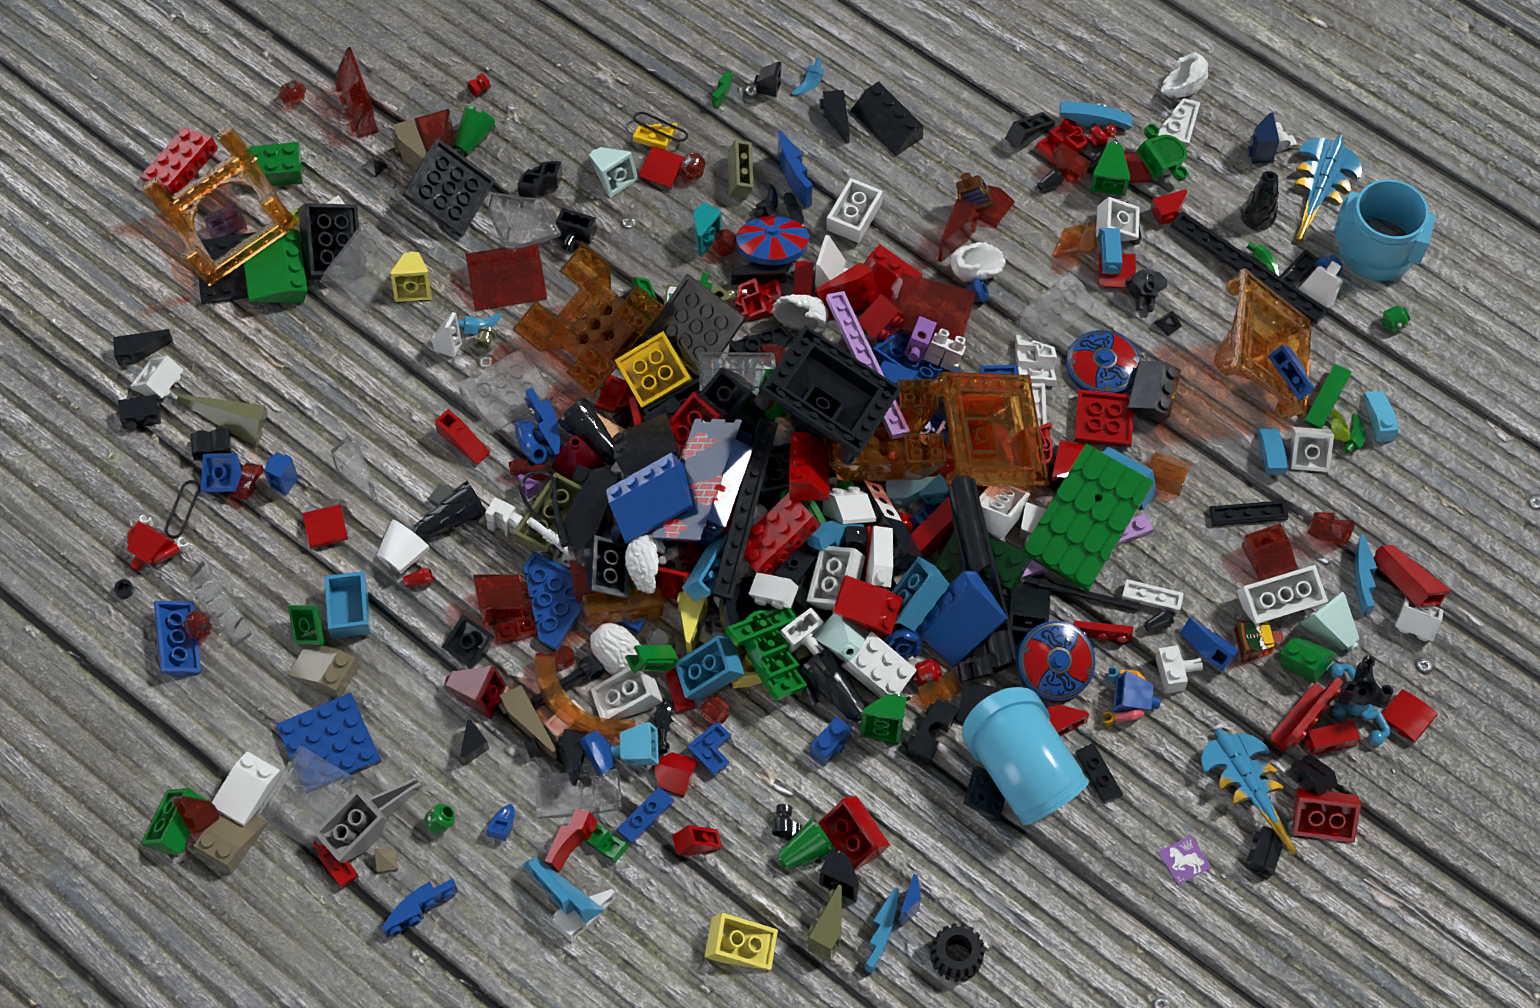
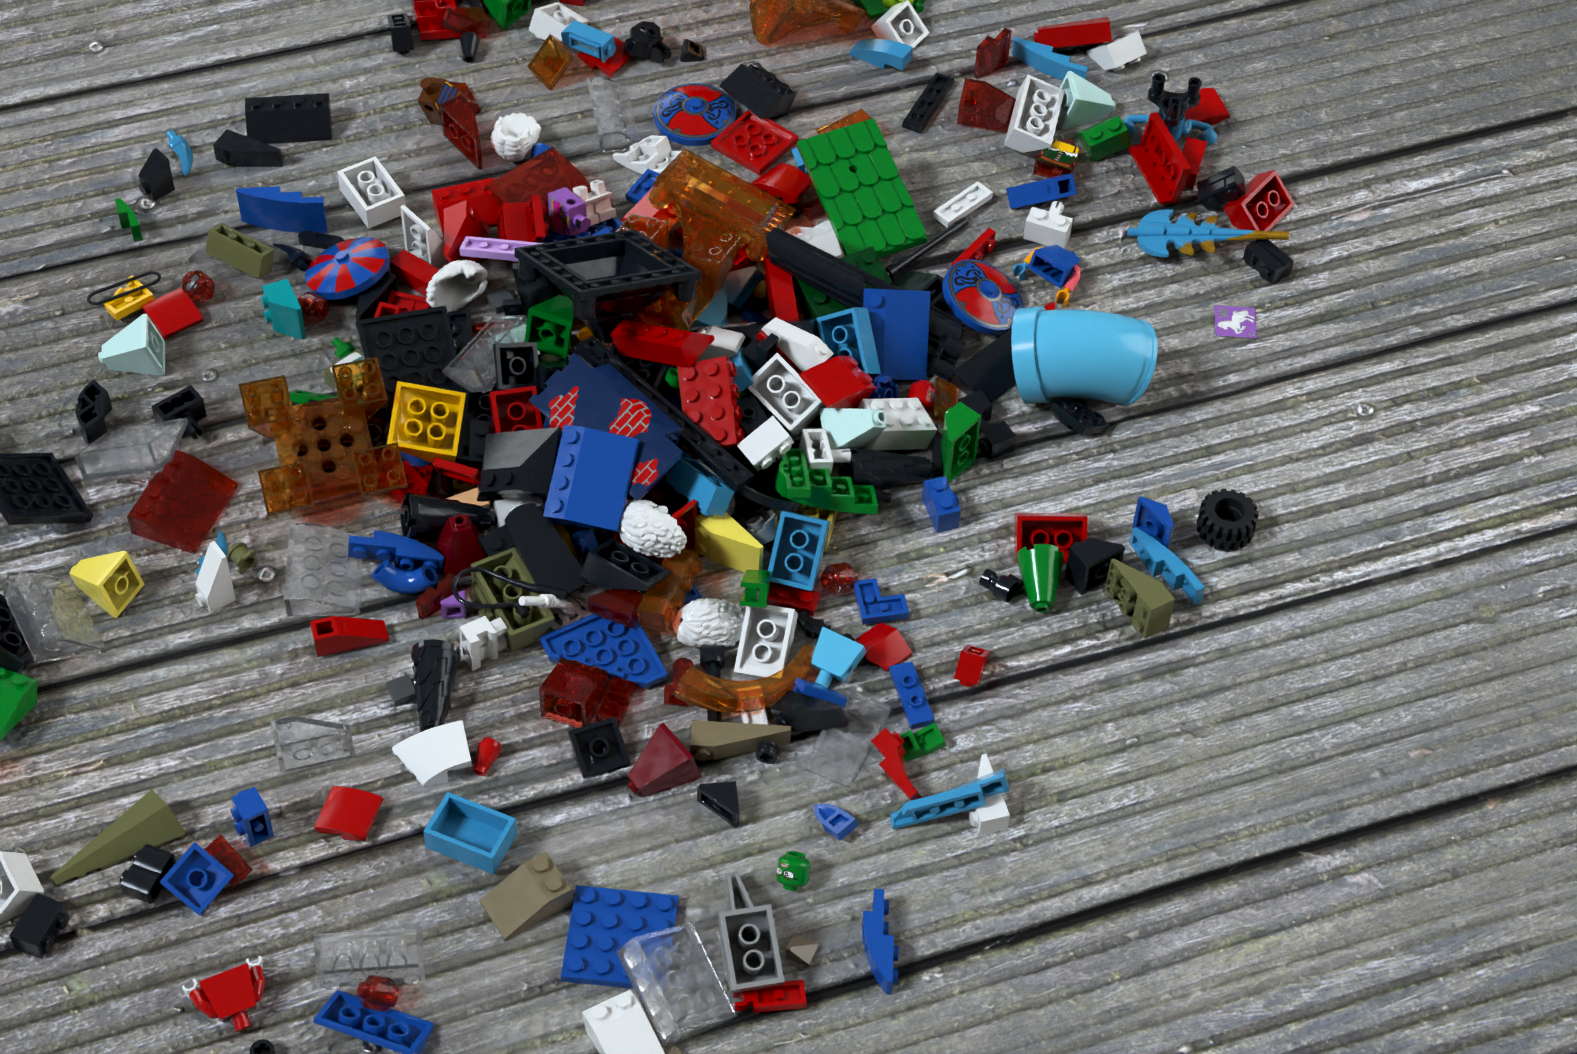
camera: 60 degrees left, 10 degrees down
(189, 512) = (208, 935): black piece -> none
(306, 624) = (467, 880): green slope -> none
(660, 637) = (727, 584): dark grey head -> none
(740, 942) = (1104, 683): light yellow slope -> none
(1159, 621) = (992, 211): black cone -> none

